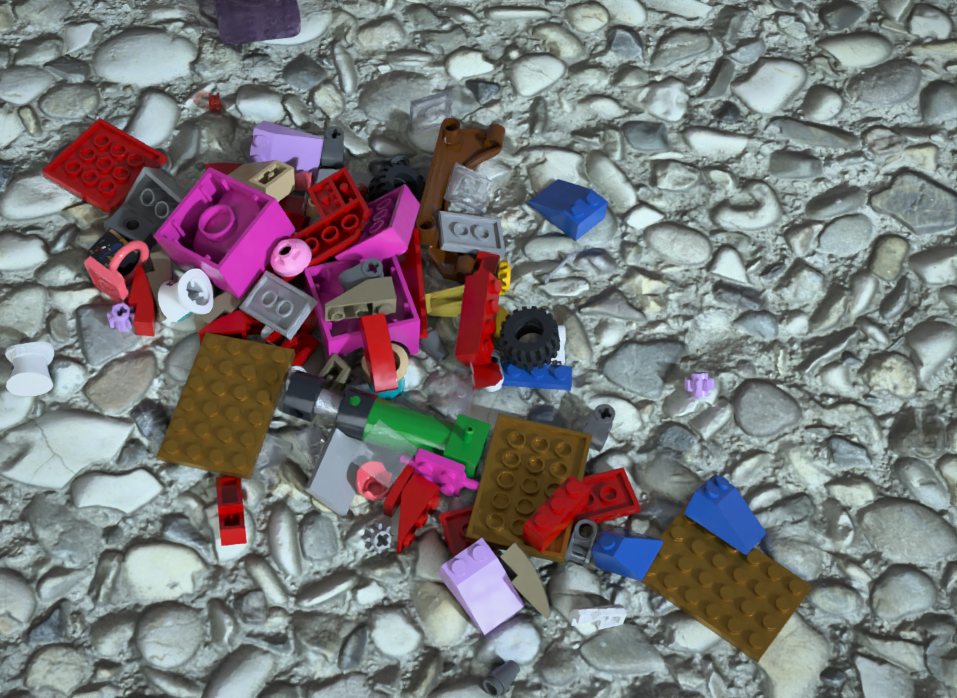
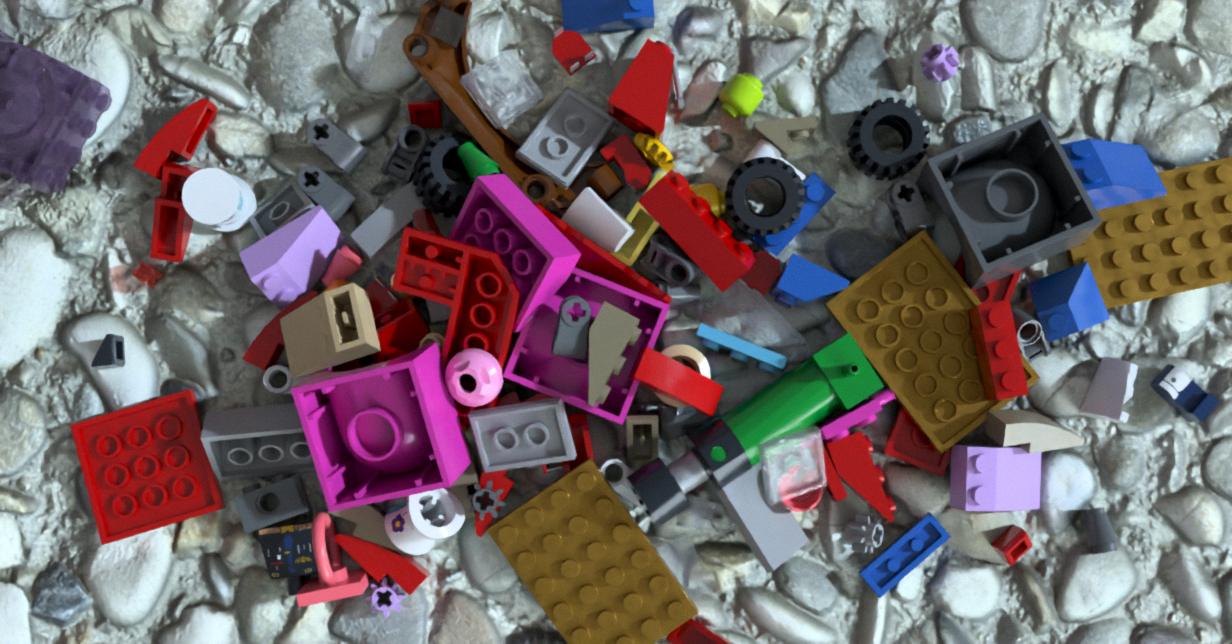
camera: 45 degrees left, 30 degrees up
(155, 111) = (110, 353): none -> black slope
(223, 316) = (478, 505): none -> dark grey gear
(260, 93) = (171, 221): none -> red slope
(285, 102) = (218, 199): none -> white hat
(301, 71) = (176, 138): none -> red slope
(364, 136) = (338, 147): none -> flat silver piece
(384, 572) = (904, 554): none -> blue plate
(415, 186) = (476, 161): none -> green cone
(421, 164) = (426, 113): none -> red slope
(430, 391) = (742, 349): none -> medium azure plate
(437, 275) = (598, 221): none -> white slope
(446, 634) = (1012, 544): none -> red slope
(447, 325) = (665, 260): none -> dark grey piece
(478, 142) = (448, 26): none -> clear smoke tile
(498, 393) = (805, 283): none -> blue slope
(522, 206) = (571, 50): none -> red piece
(533, 249) = (644, 91): none -> red slope
(578, 300) = (741, 95): none -> lime head
(580, 333) = (778, 130): none -> dark tan slope
(630, 372) = (905, 122): none -> black tyre
(637, 664) = (1183, 394): none -> dark blue leg
(649, 461) = (1010, 199): none -> dark grey piece

